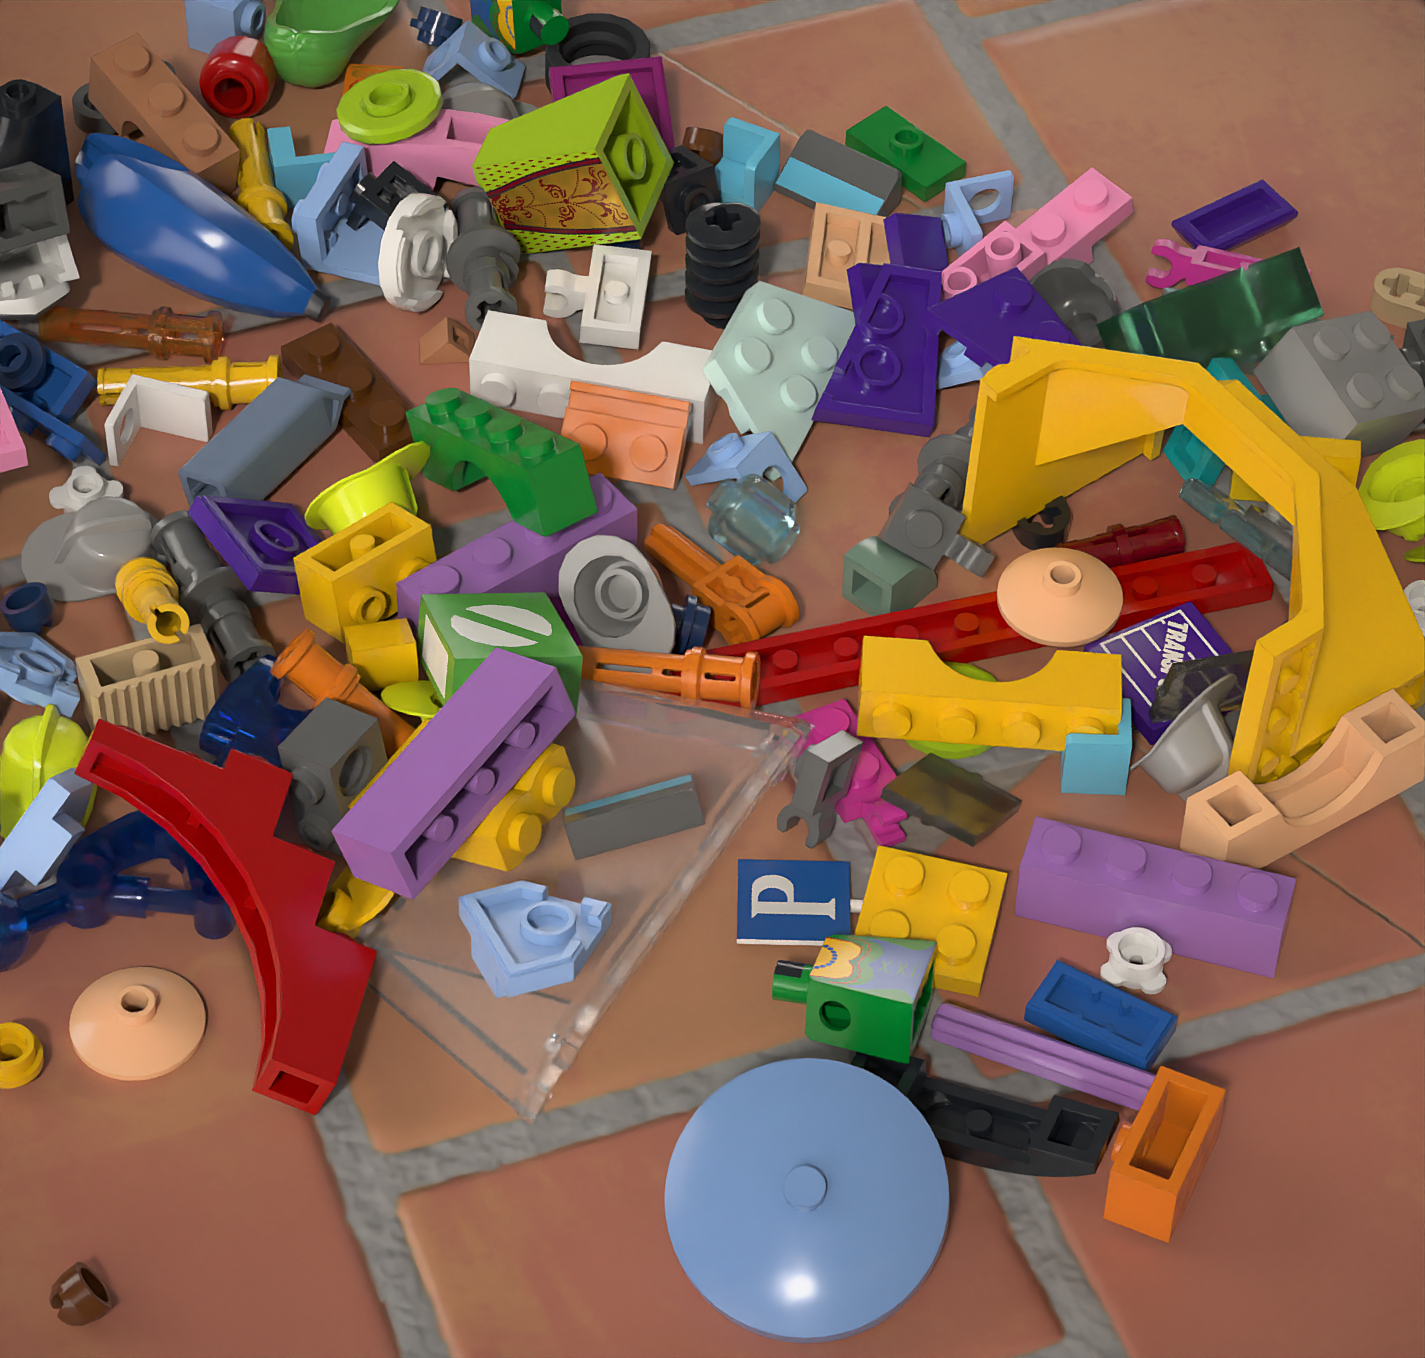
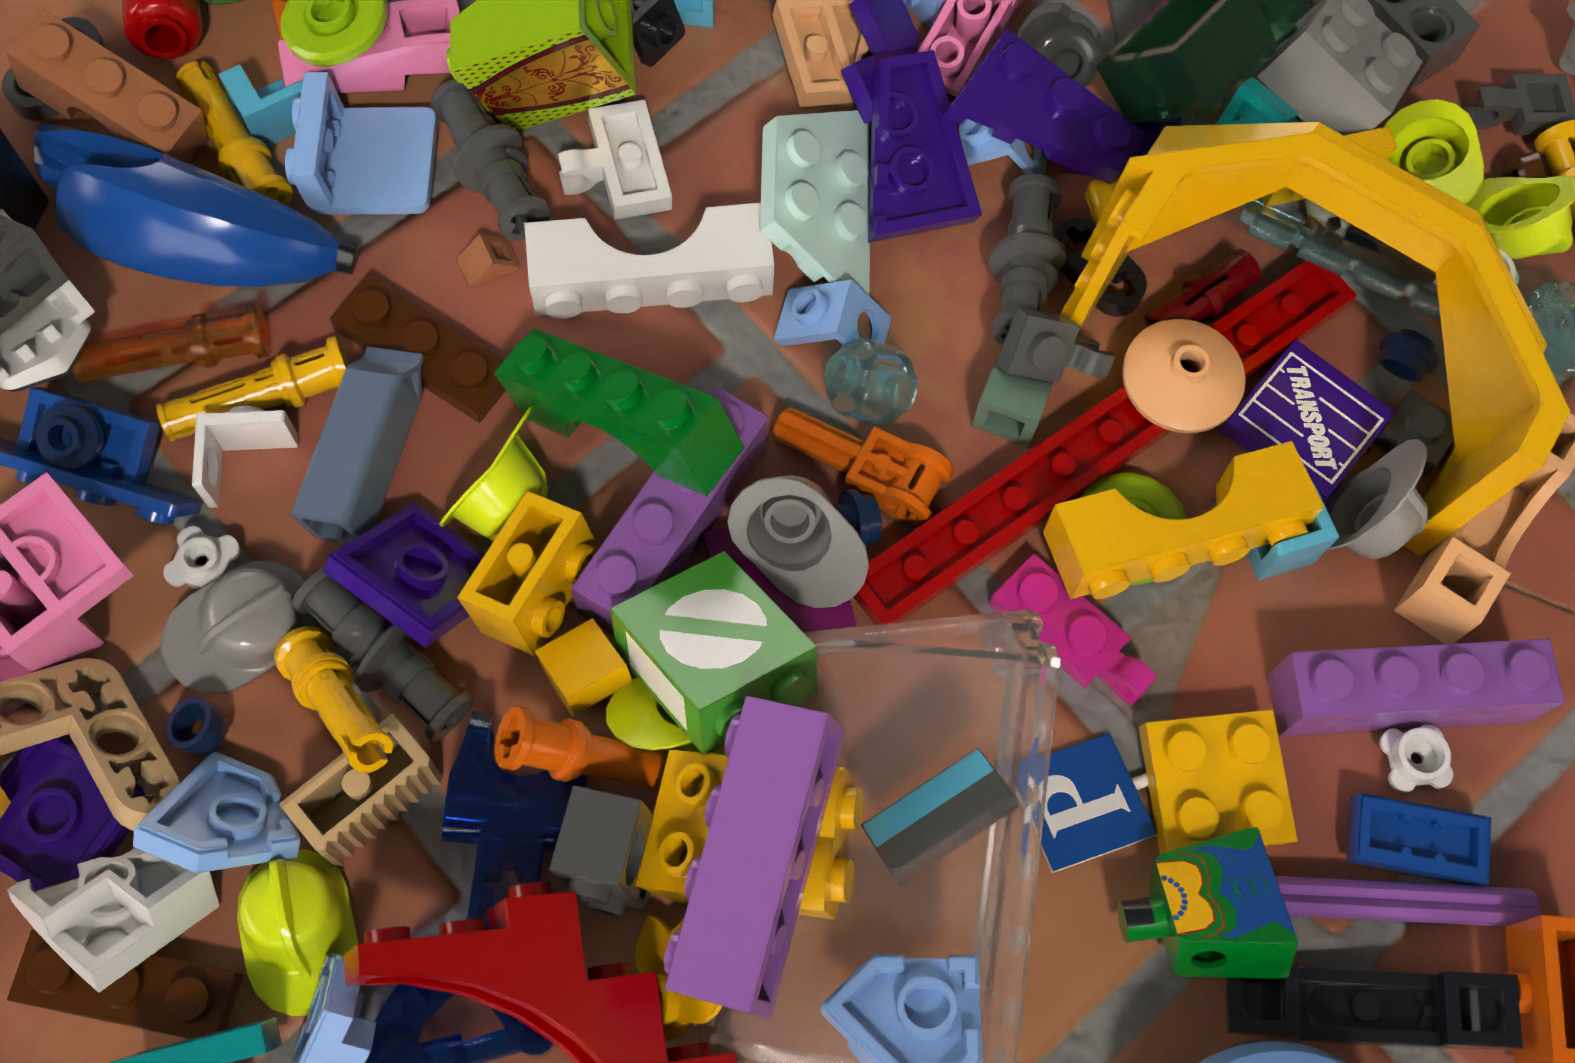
camera: 25 degrees left, 20 degrees up
(380, 195) = (383, 125): black bracket -> none
(416, 251) = (425, 175): white tile -> none
(628, 433) = (708, 321): orange plate -> none
(695, 669) = (898, 594): orange pin -> none
(720, 259) = (724, 97): black piece -> none
(823, 779) = (1078, 673): dark grey plate -> none
(951, 799) = (1184, 640): clear smoke piece -> none
(1191, 677) = (1389, 445): clear smoke piece -> none

